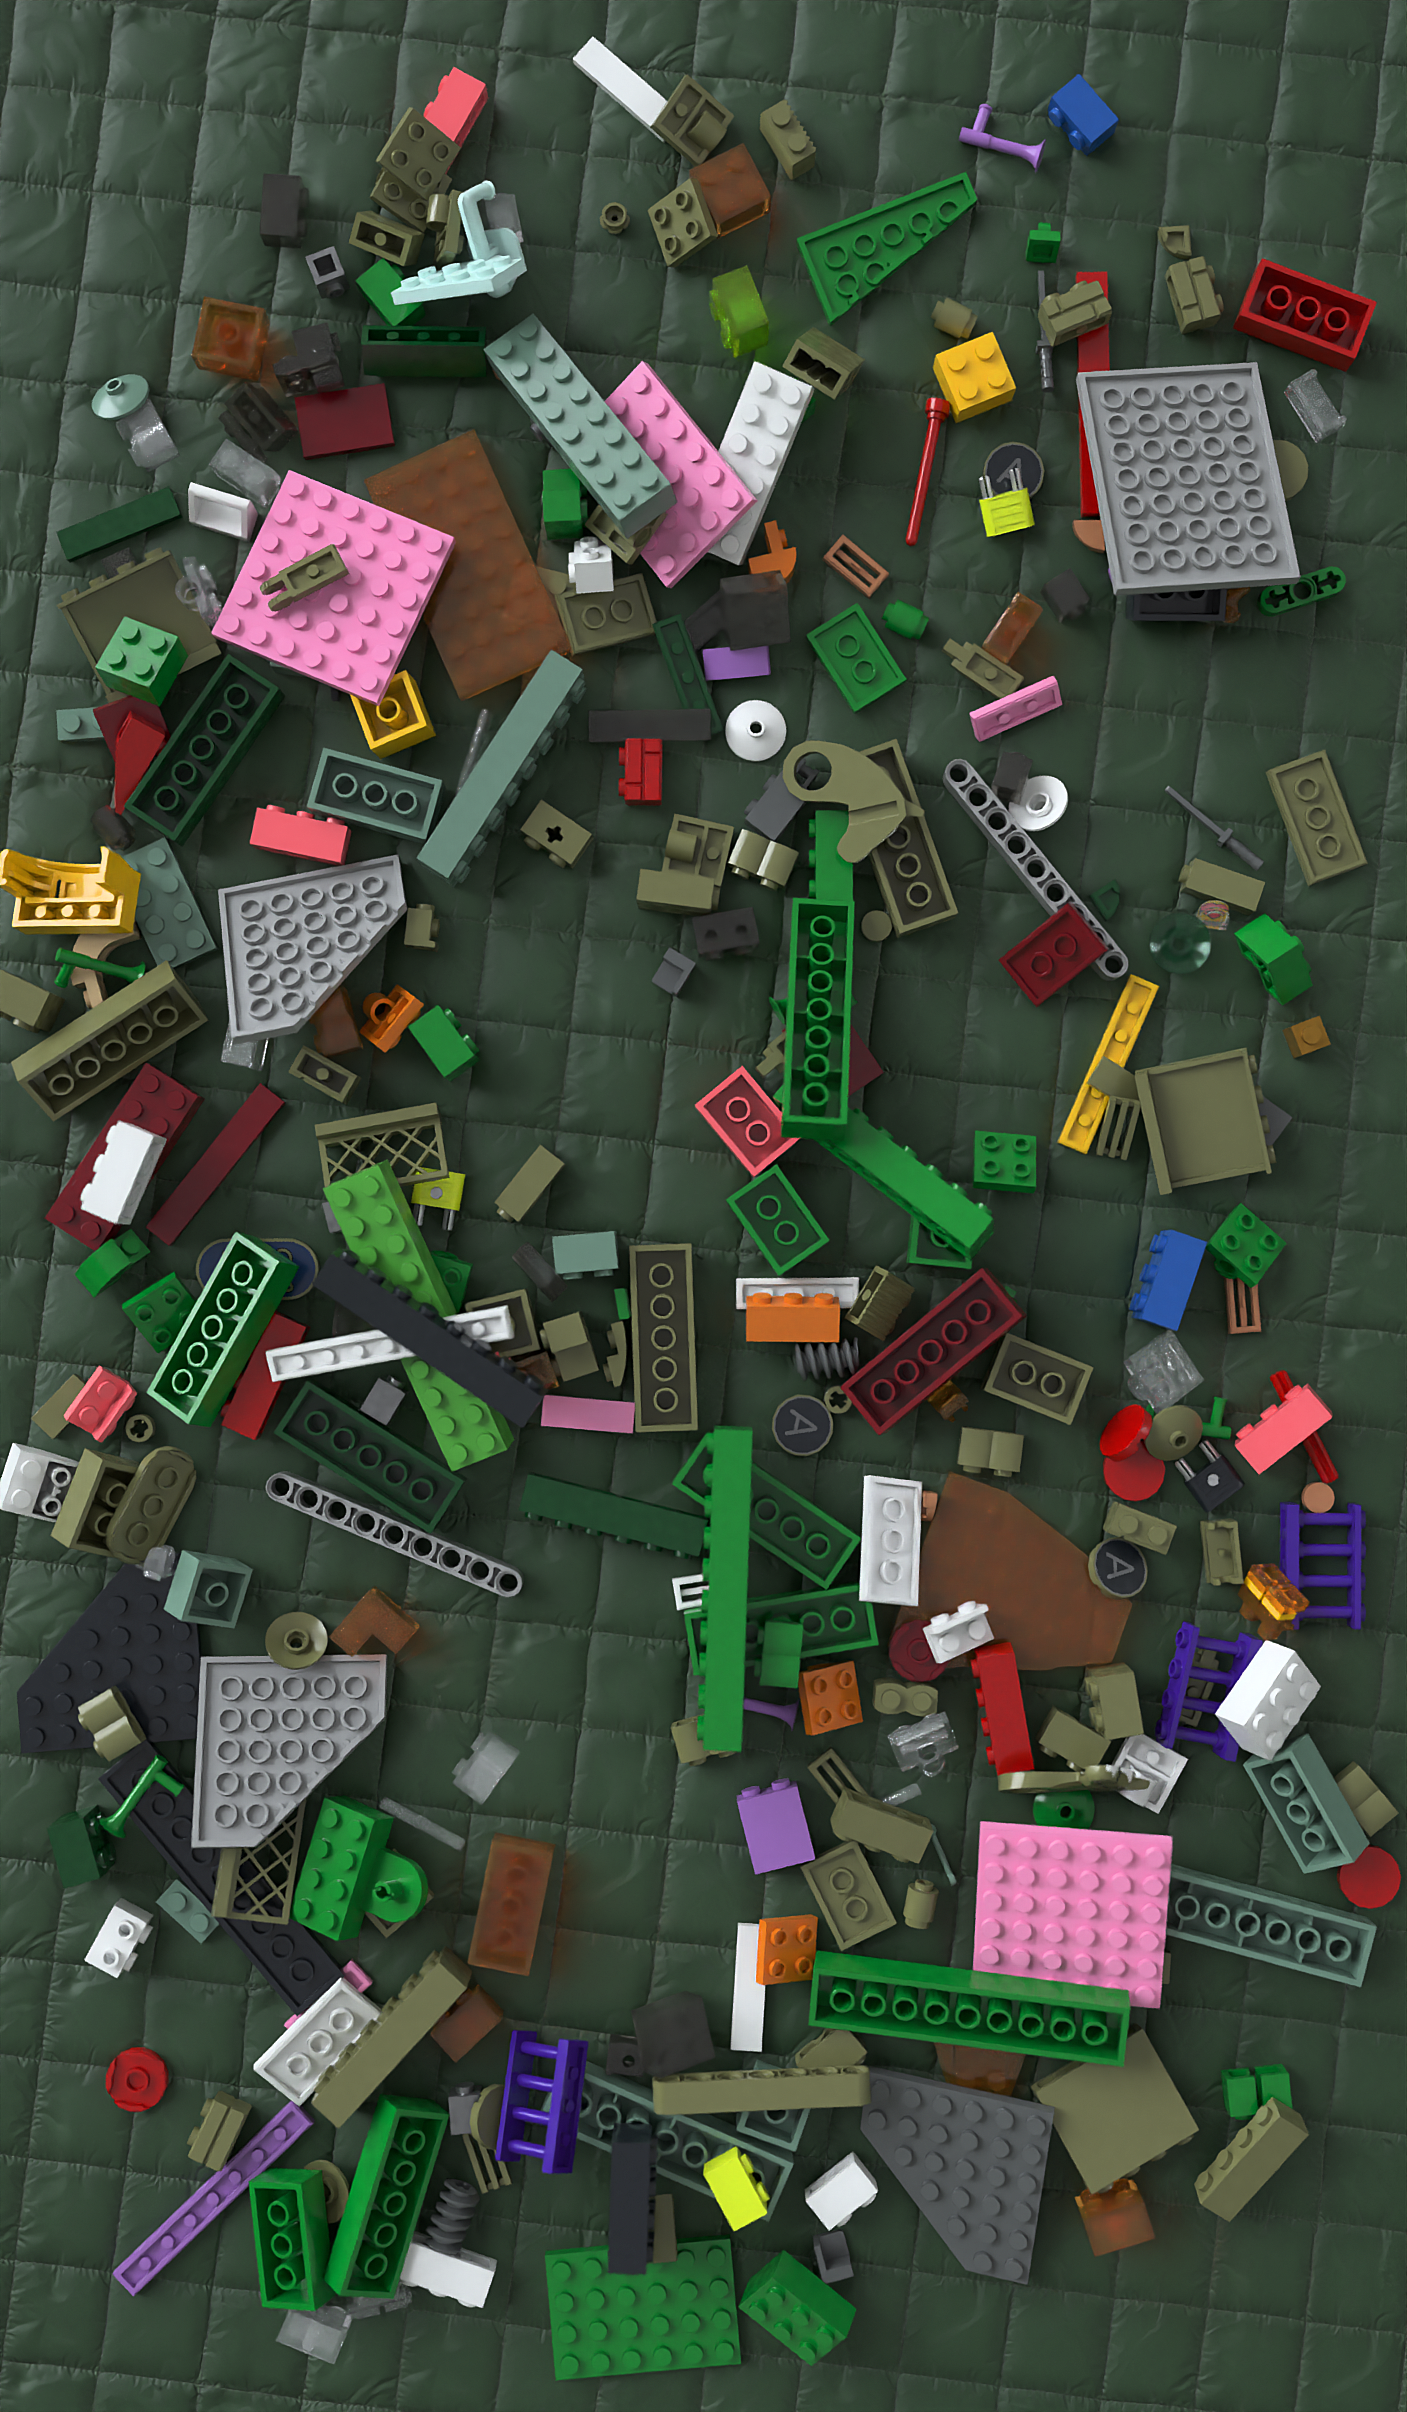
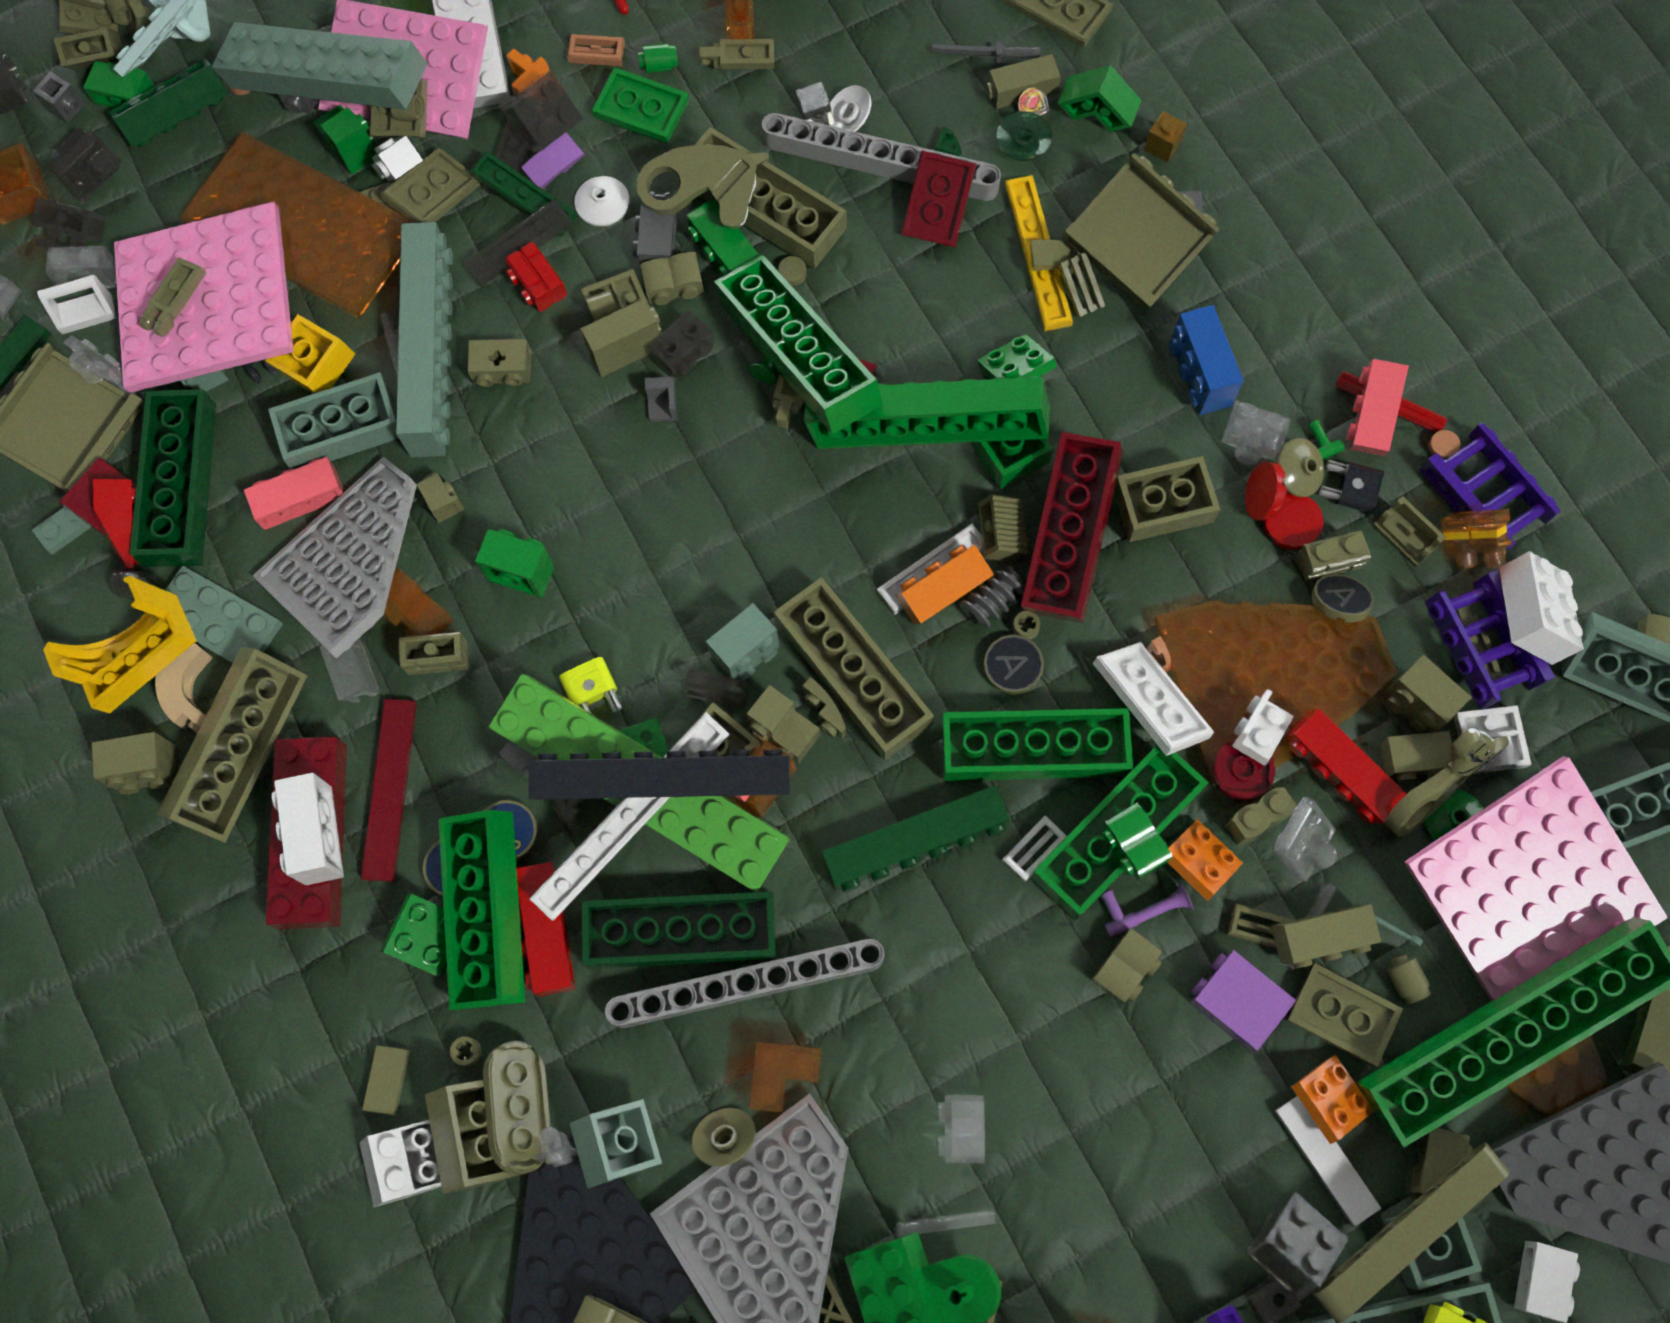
camera: 35 degrees left, 15 degrees down
(74, 959) = (161, 696): green piece -> none
(101, 1403) = (416, 1052): coral bracket -> none
(110, 1262) = (346, 927): green brick -> none
(141, 661) = (76, 437): green brick -> none
(344, 421) = (138, 190): dark red tile -> none
(385, 1125) = (507, 666): olive fence -> none
(385, 1399) = (659, 876): flat silver brick -> none
(386, 1028) = (460, 567): orange plate -> none
(511, 1904) = (1074, 1234): clear orange brick -> none
(528, 1185) = (660, 628): olive brick -> none
(588, 1414) = (836, 775): bright pink tile -> none
(623, 1303) = (800, 666): green tile -> none
(727, 1589) = (1053, 815): green brick -> none
(745, 1121) = (798, 464): coral brick -> none
(777, 1220) = (876, 519): green brick -> none
(948, 1400) = (1111, 565): clear orange tile -> none
(990, 1449) = (1172, 579): olive brick -> none
(1016, 708) = (783, 63): bright pink tile -> none
(1230, 1306) = (1267, 350): nougat tile -> none
(1244, 1246) = (1244, 301): green plate -> none

